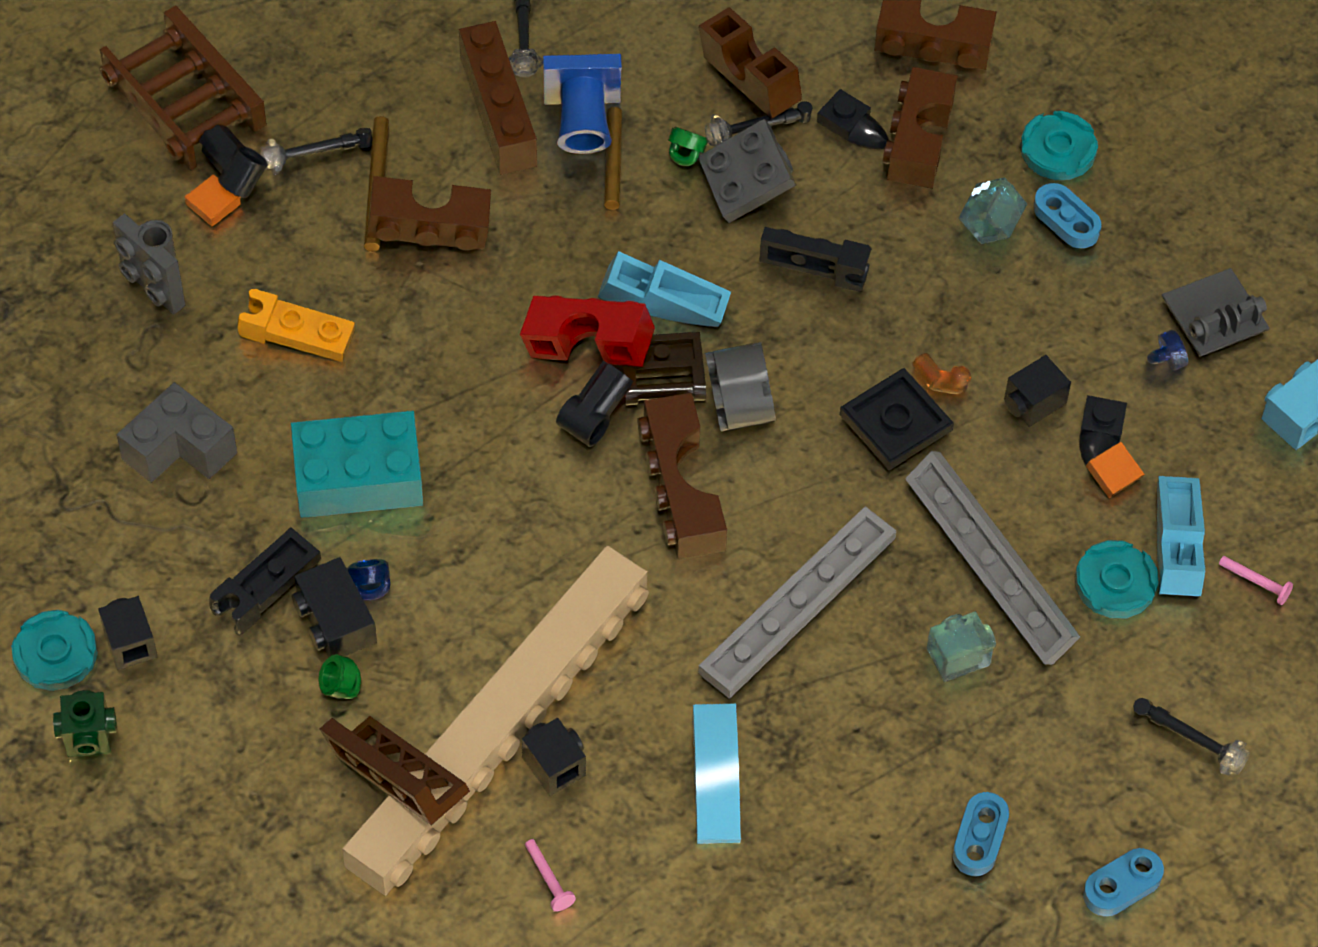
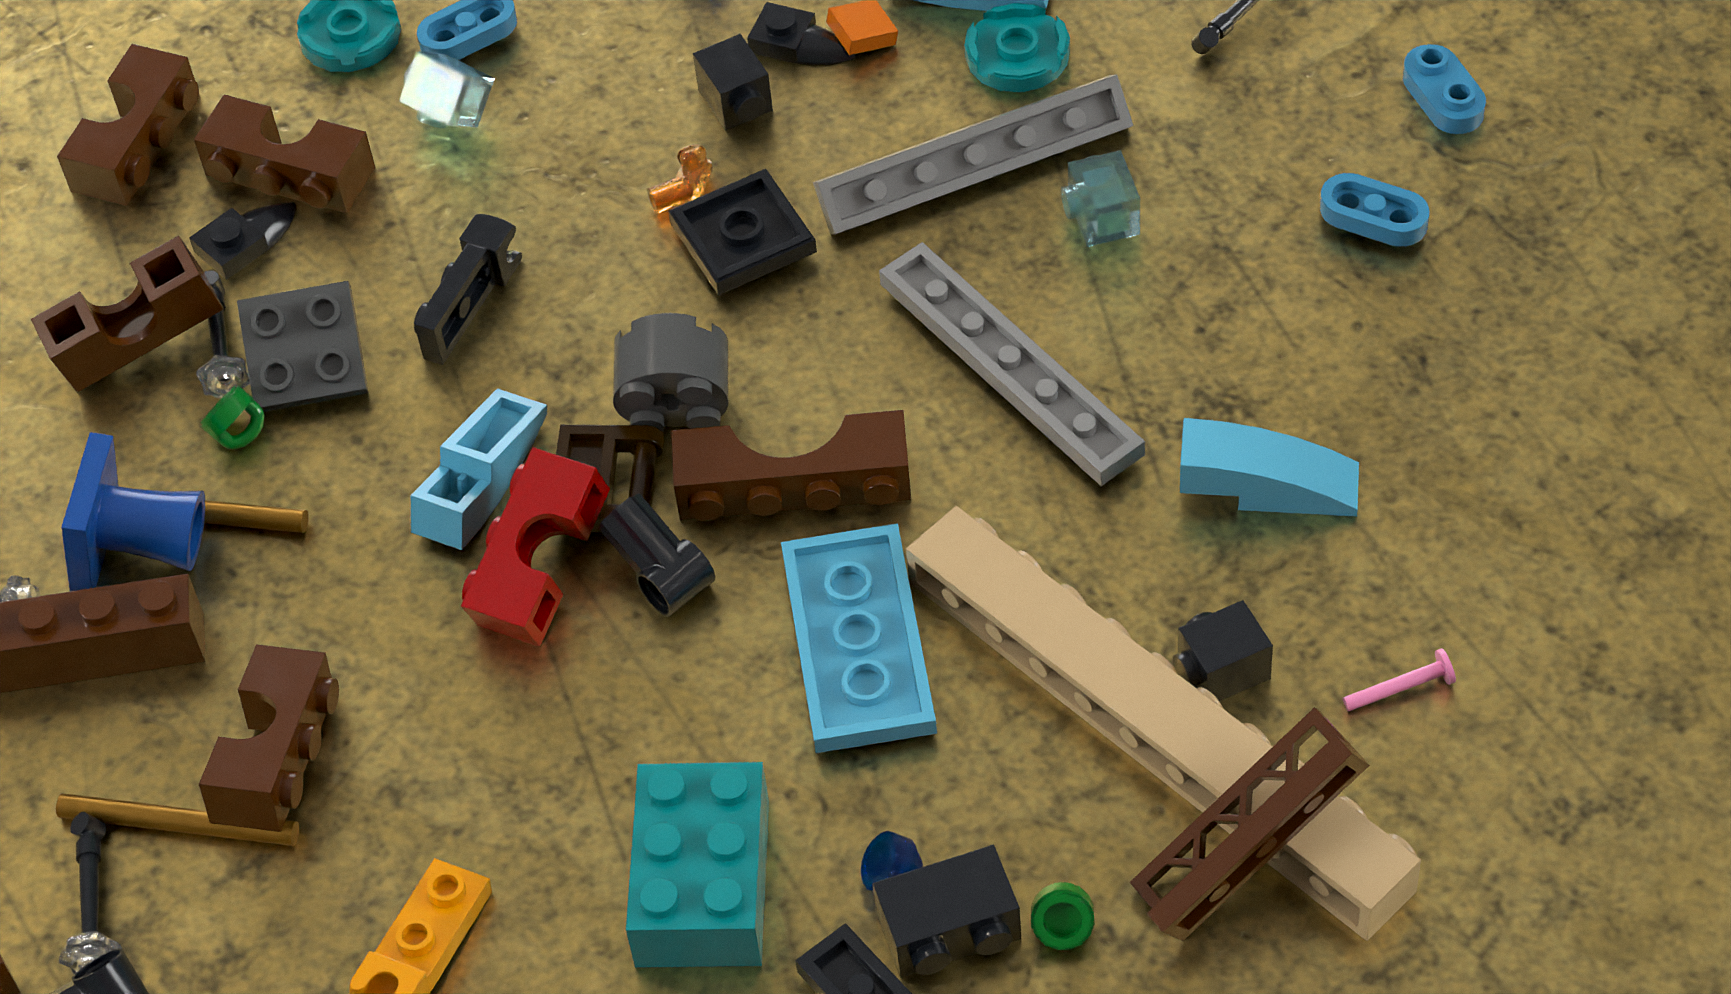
camera: 75 degrees left, 5 degrees down
(546, 534) = (858, 638): none -> medium azure plate

